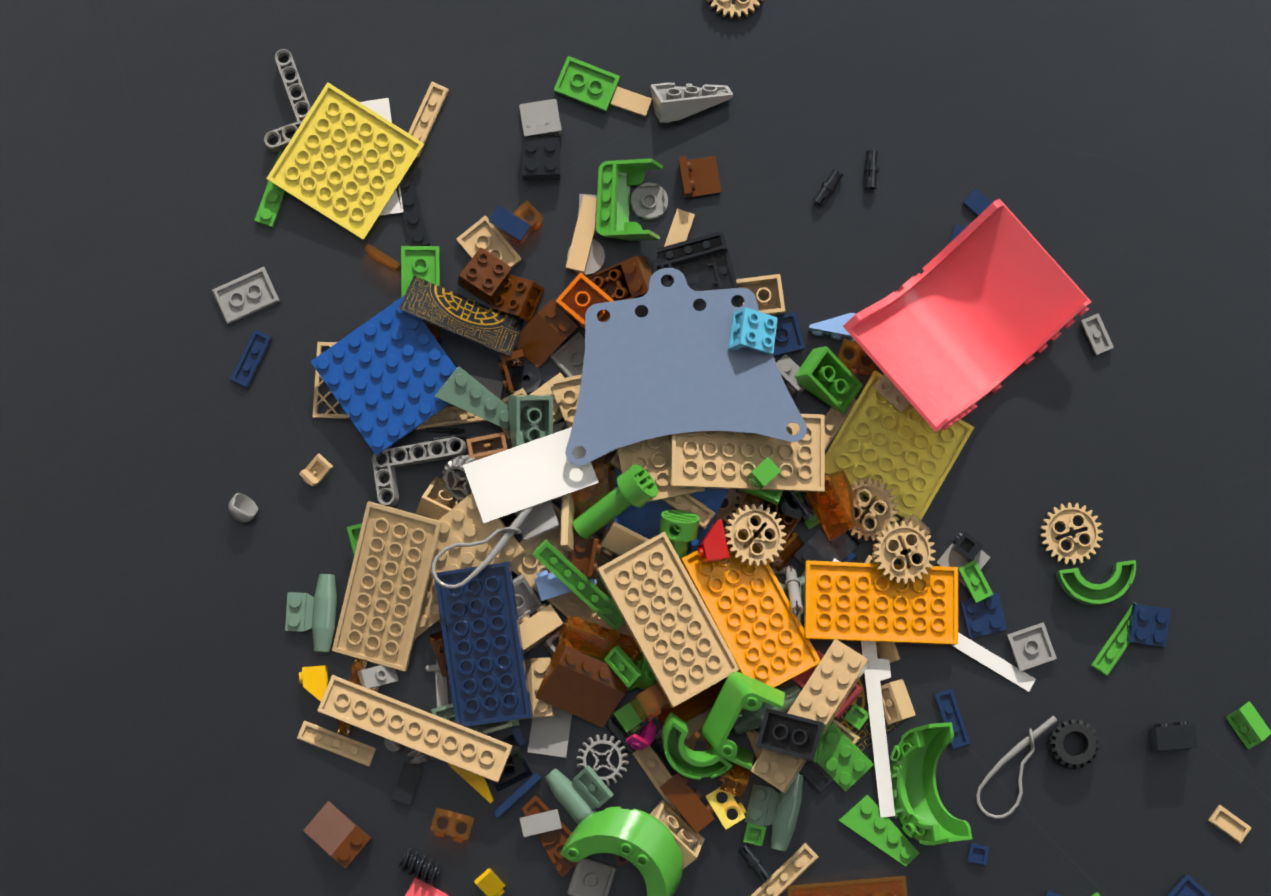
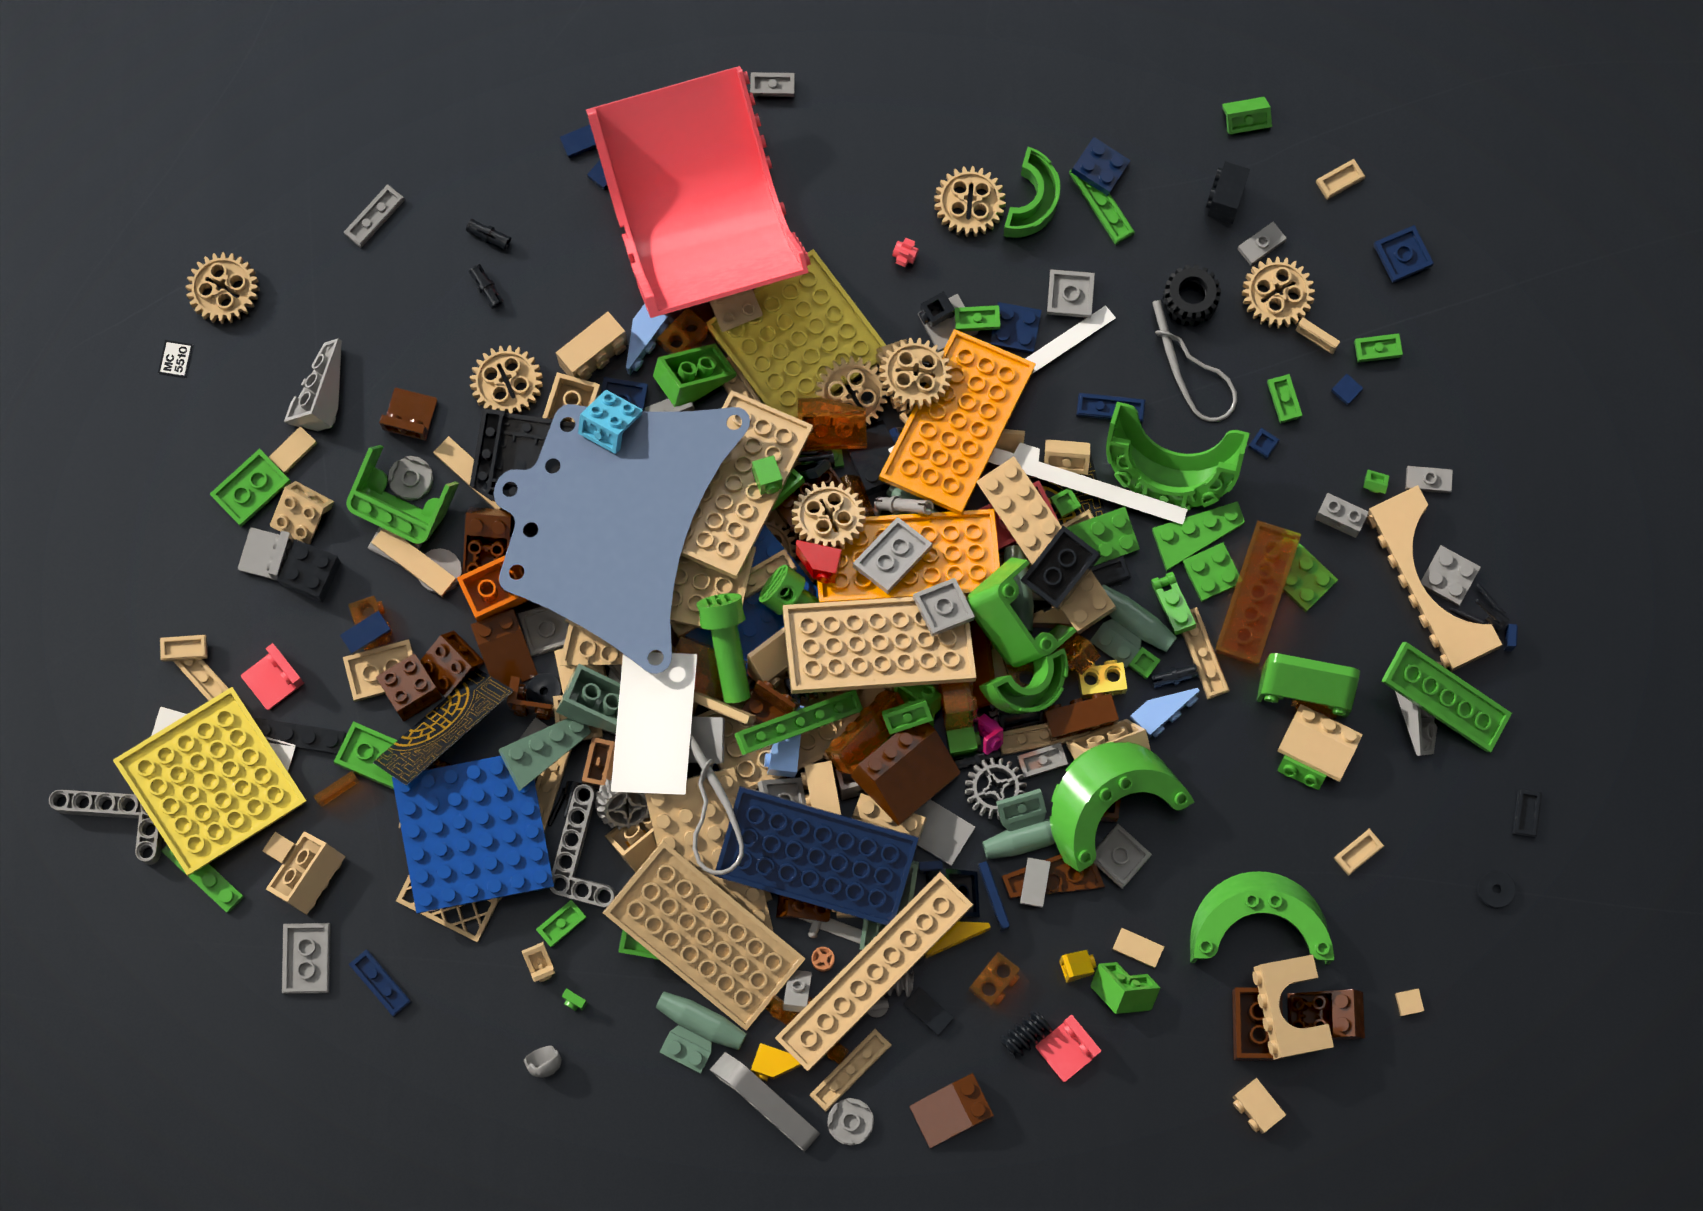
camera: 65 degrees left, 5 degrees down
(281, 687) = (765, 1100): none -> light grey beam
(297, 761) = (850, 1121): none -> light grey tile
(298, 510) = (573, 1001): none -> bright green plate
(308, 265) = (305, 872): none -> tan slope
(320, 236) = (278, 847): none -> tan tile
(353, 473) = (561, 923): none -> bright green plate
(409, 687) = (821, 955): none -> nougat wheel
(440, 93) = (183, 648): none -> tan tile
(446, 170) = (272, 678): none -> coral bracket
(585, 130) = (300, 511): none -> tan bracket
(641, 787) = (1042, 760): none -> light grey plate
(717, 860) = (1159, 711): none -> light blue slope
(719, 657) = (943, 607): none -> light grey plate
(744, 599) = (892, 555): none -> light grey plate
(771, 248) = (524, 373): none -> tan gear
(812, 292) = (592, 347): none -> tan brick
(812, 837) = (1173, 604): none -> bright green plate
(846, 75) = (374, 216): none -> light grey tile
(853, 856) = (1211, 572): none -> bright green plate
(1005, 501) = (905, 252): none -> coral gear
(1022, 855) = (1284, 398): none -> bright green plate
(1086, 860) = (1317, 336): none -> tan tile
(1118, 798) = (1289, 308): none -> tan gear
(1145, 783) = (1262, 243): none -> light grey plate

